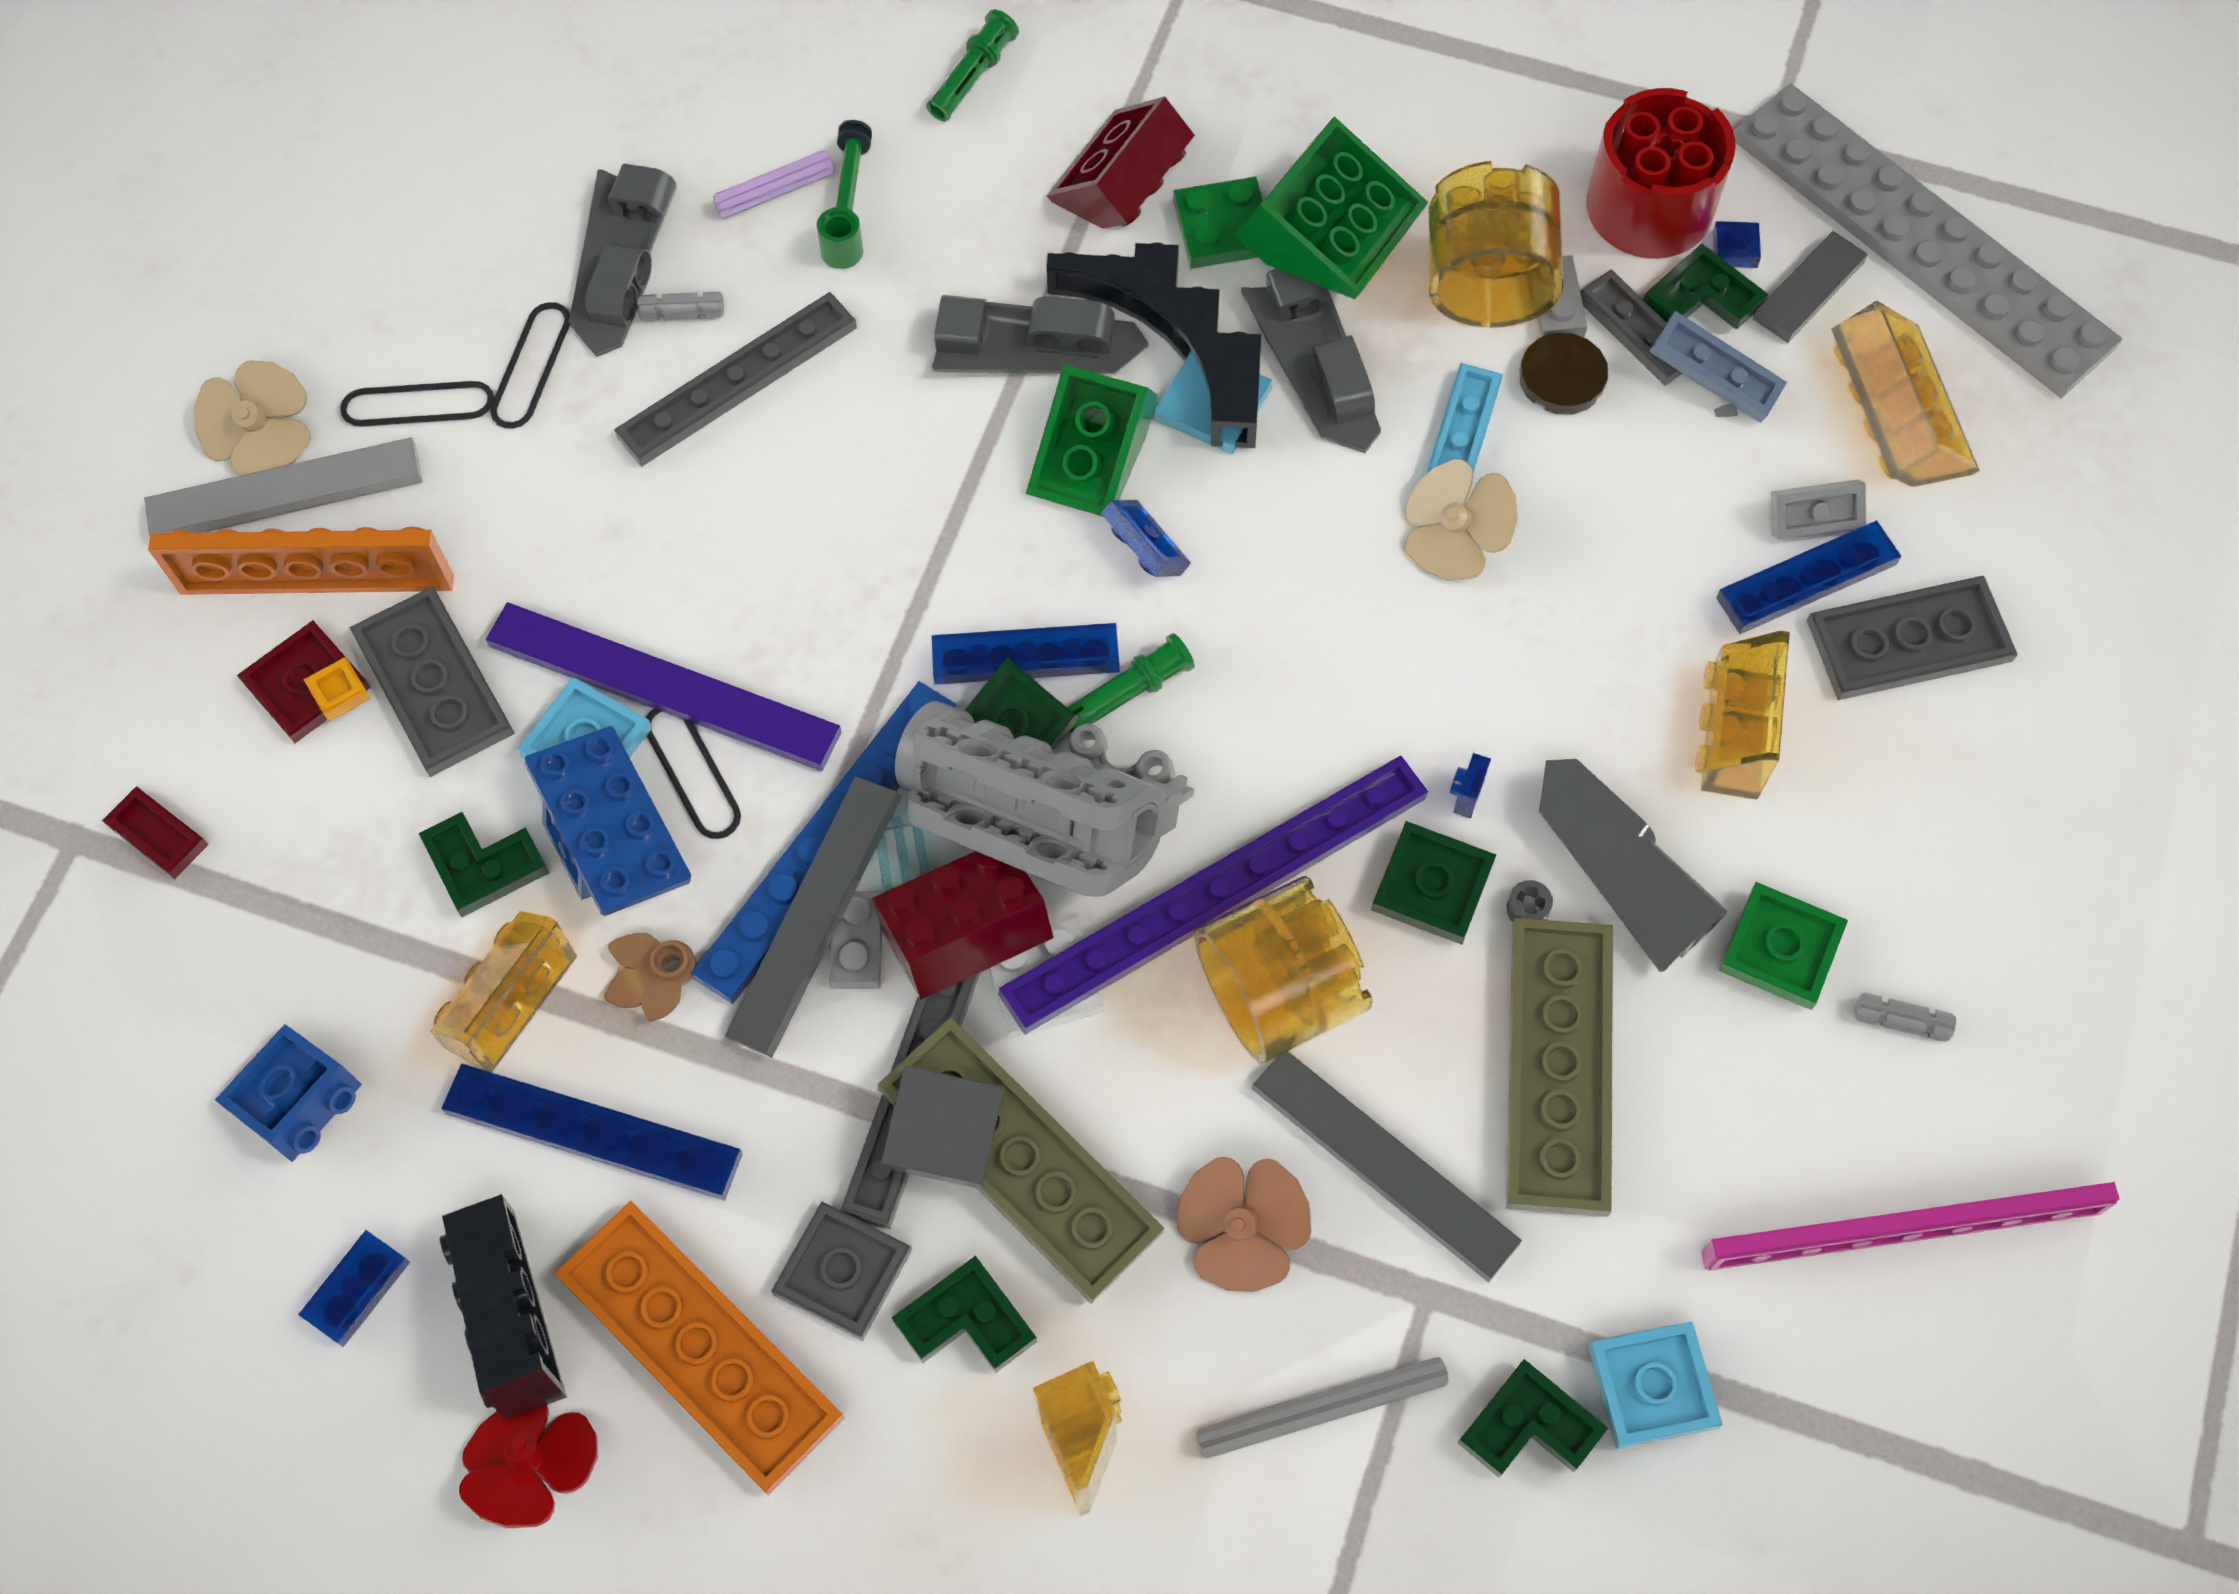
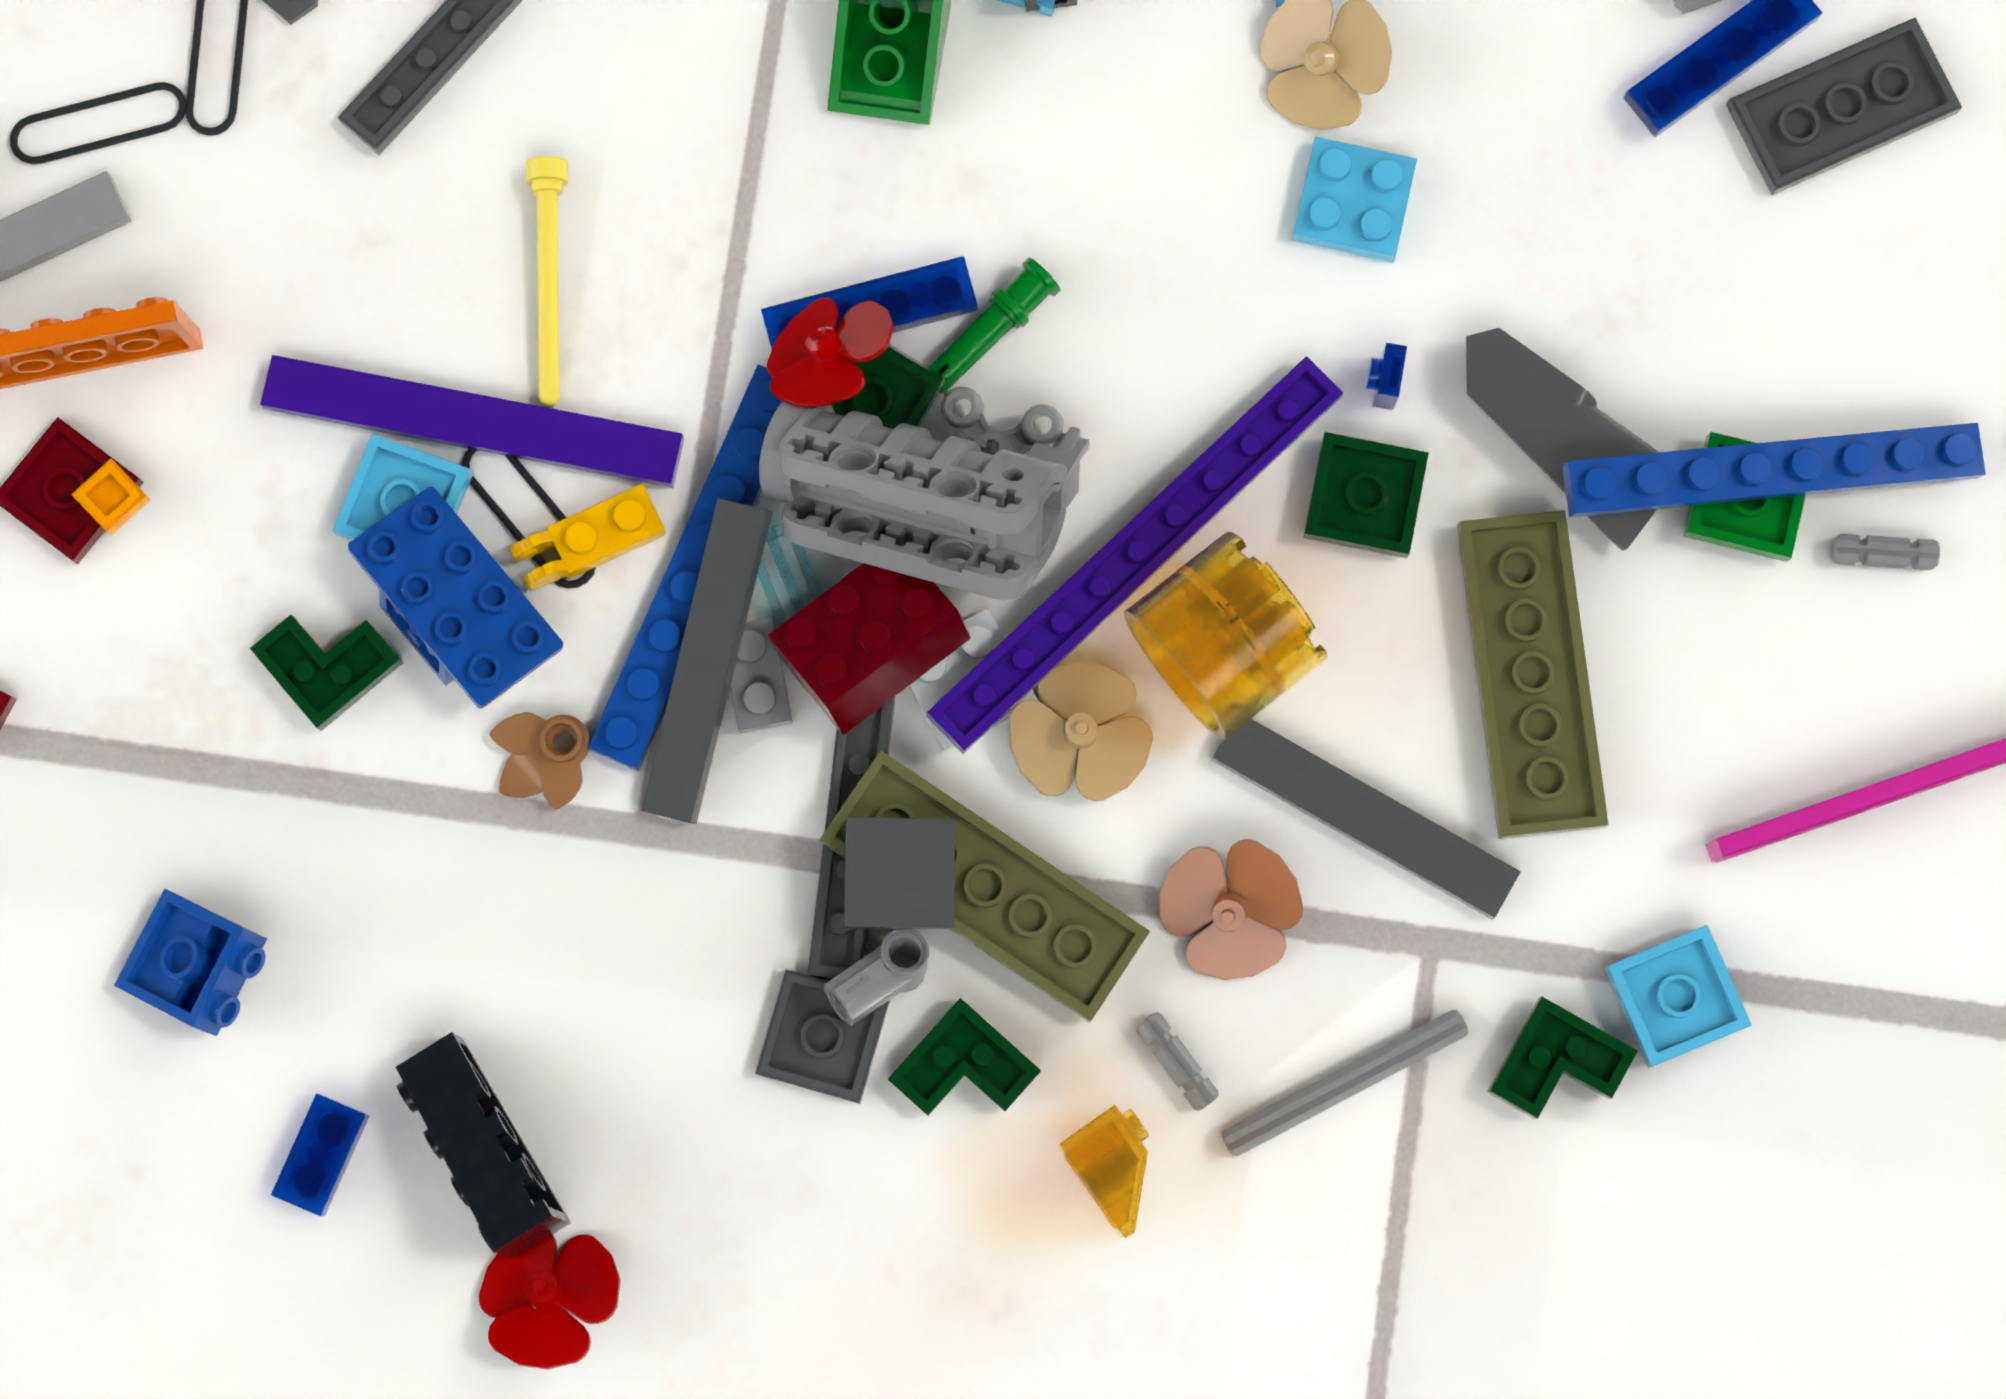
camera: 10 degrees left, 15 degrees up
(431, 681) = (211, 462): dark grey tile -> none
(504, 990) = (391, 807): clear yellow slope -> none
(592, 1131) = (524, 939): clear blue plate -> none
(699, 1347) = (693, 1144): orange plate -> none
(738, 797) = (592, 537): none -> yellow hinge
(775, 504) = (547, 178): none -> light yellow piece
(903, 1221) = (877, 978): none -> light grey piece
(969, 675) = (816, 363): none -> red piece
(1123, 1034) = (1049, 737): none -> tan piece
(1138, 530) = (975, 144): clear blue plate -> none
(1167, 1356) = (1177, 1061): none -> light grey axle
(1466, 639) = (1354, 199): none -> medium azure plate
(1534, 889) = (1484, 489): dark grey bush -> none
(1743, 715) = (1673, 241): clear yellow slope -> none
(1809, 921) = (1773, 469): none -> blue plate

